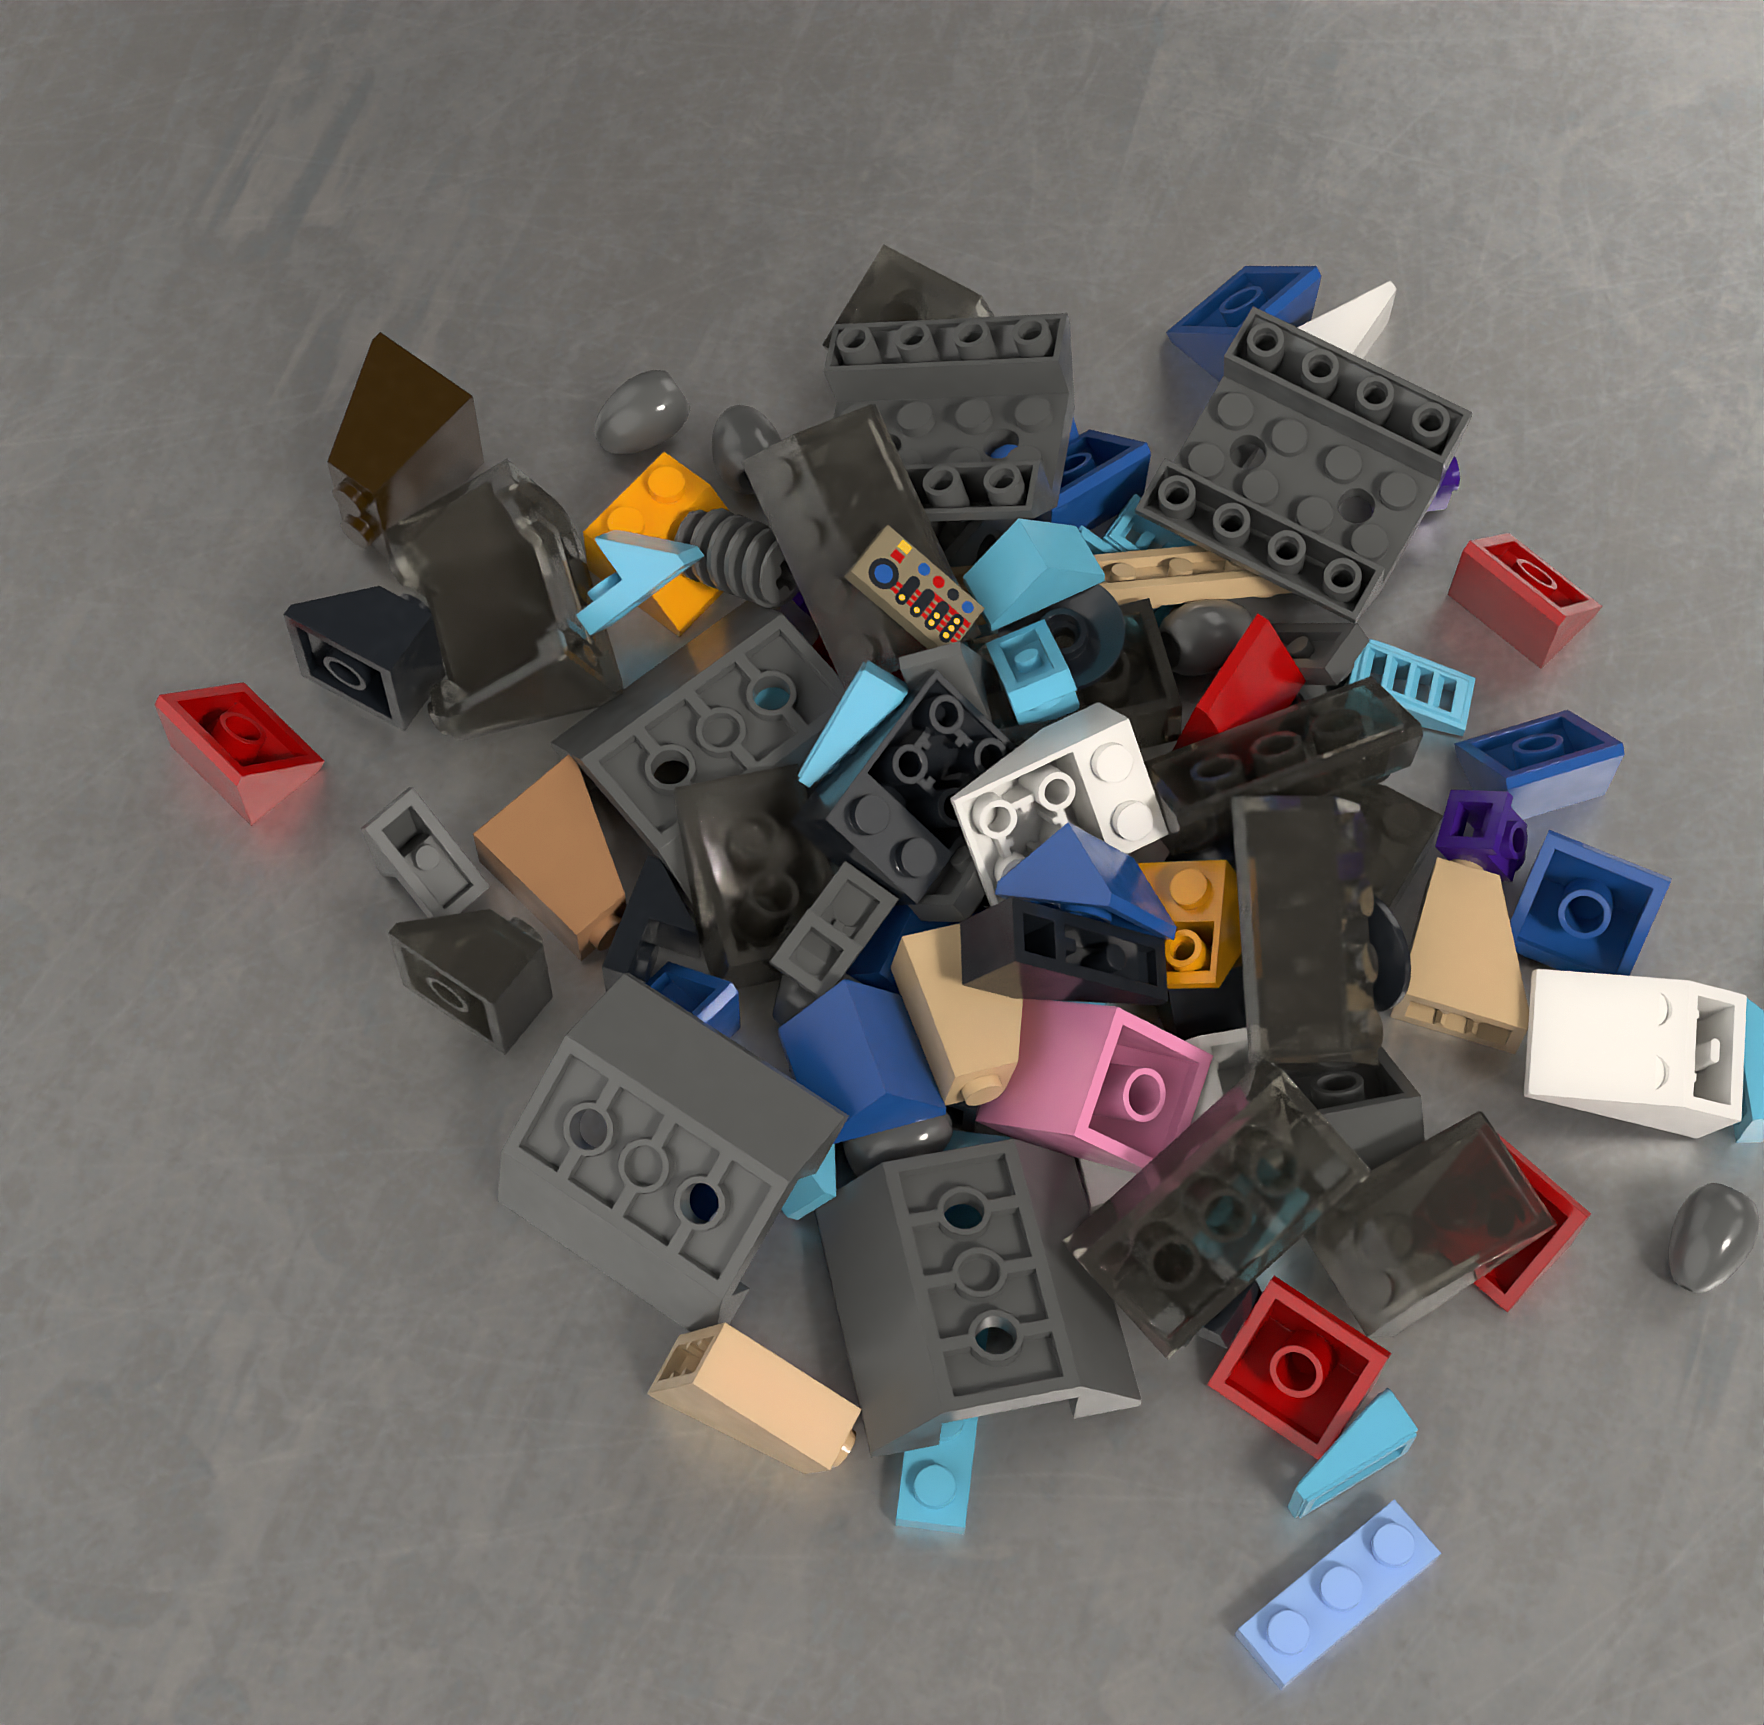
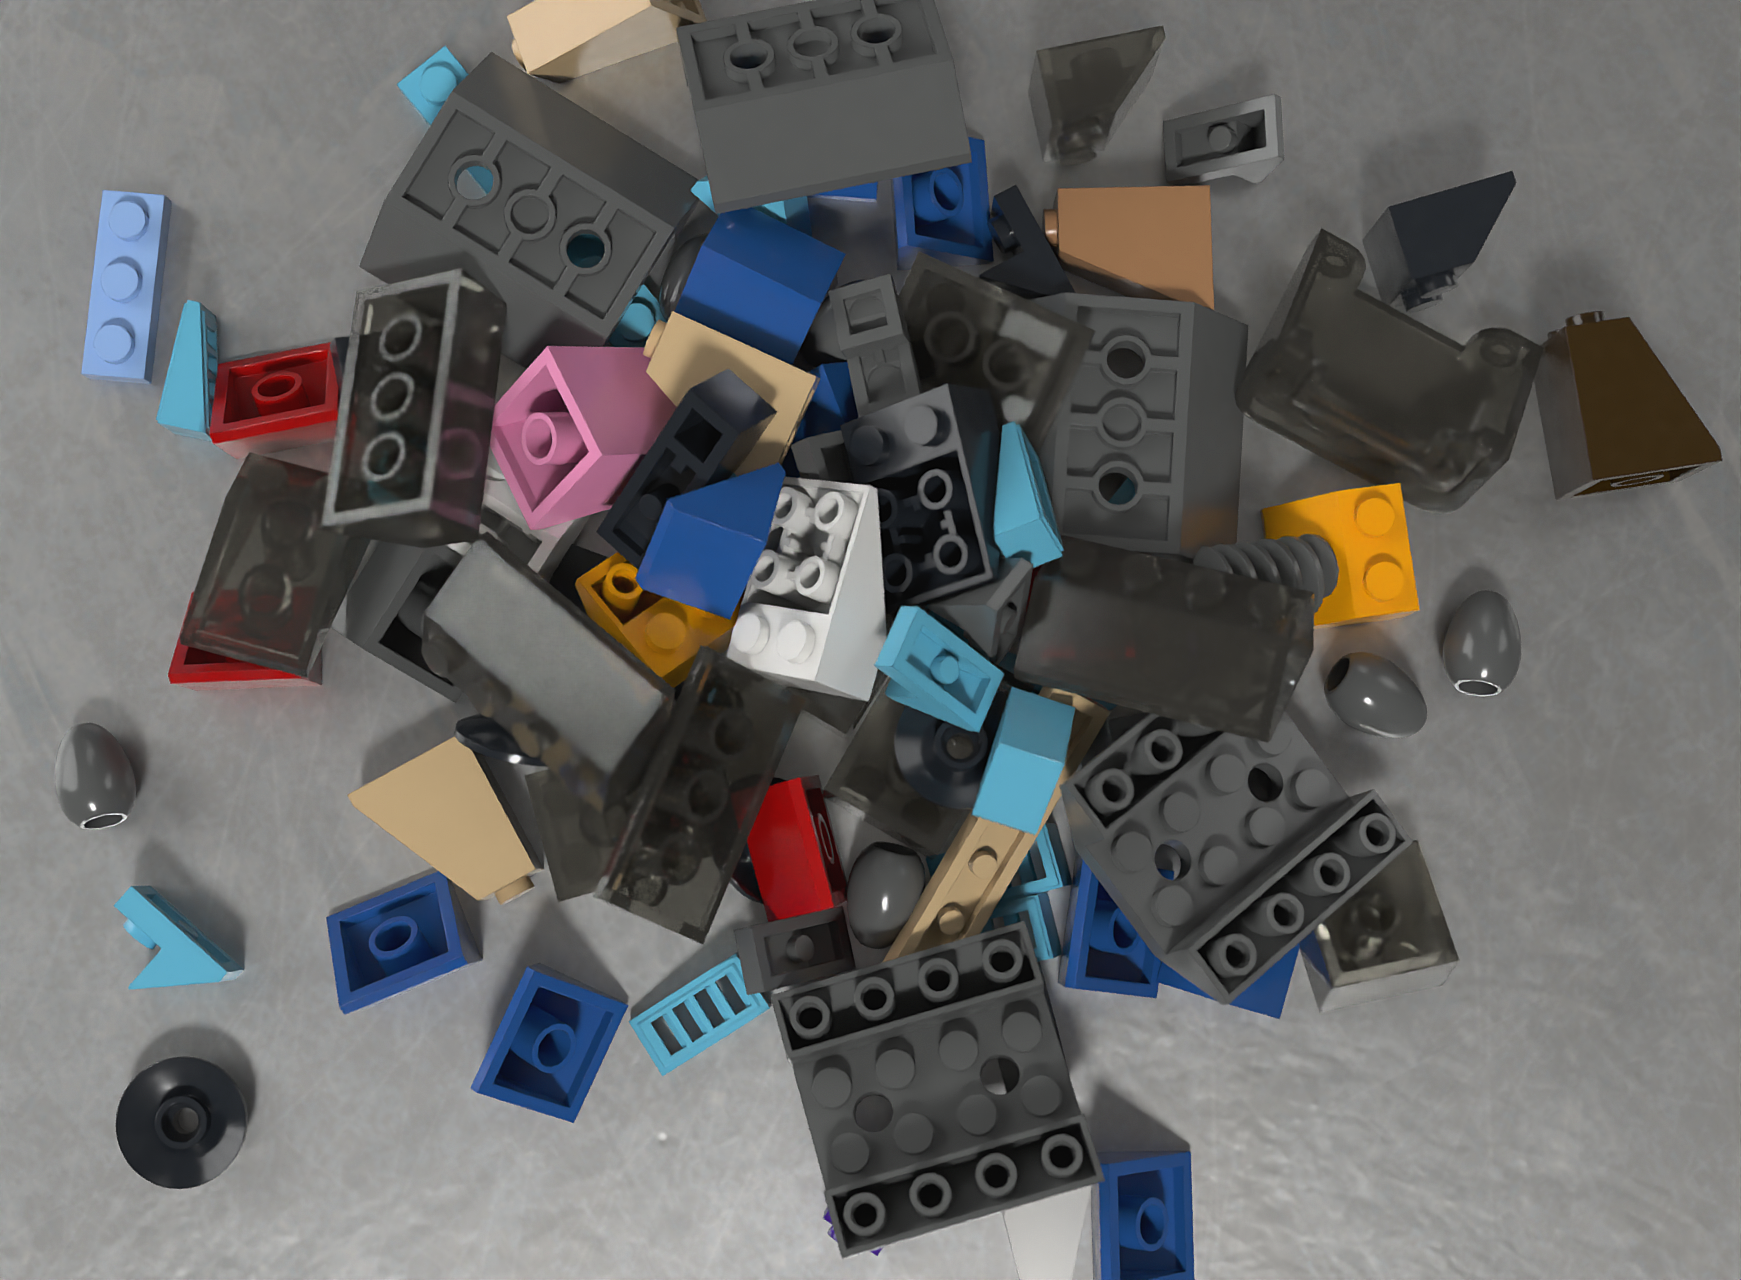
camera: 135 degrees right, 20 degrees up
(237, 746) = (1451, 95): red slope -> none
(642, 568) = (1320, 479): medium azure slope -> none
(913, 590) = (1081, 633): tile -> none
(1498, 832) = (511, 933): dark purple brick -> none
(1520, 596) = (690, 1191): red slope -> none
(1637, 1049) = (257, 857): white slope -> none

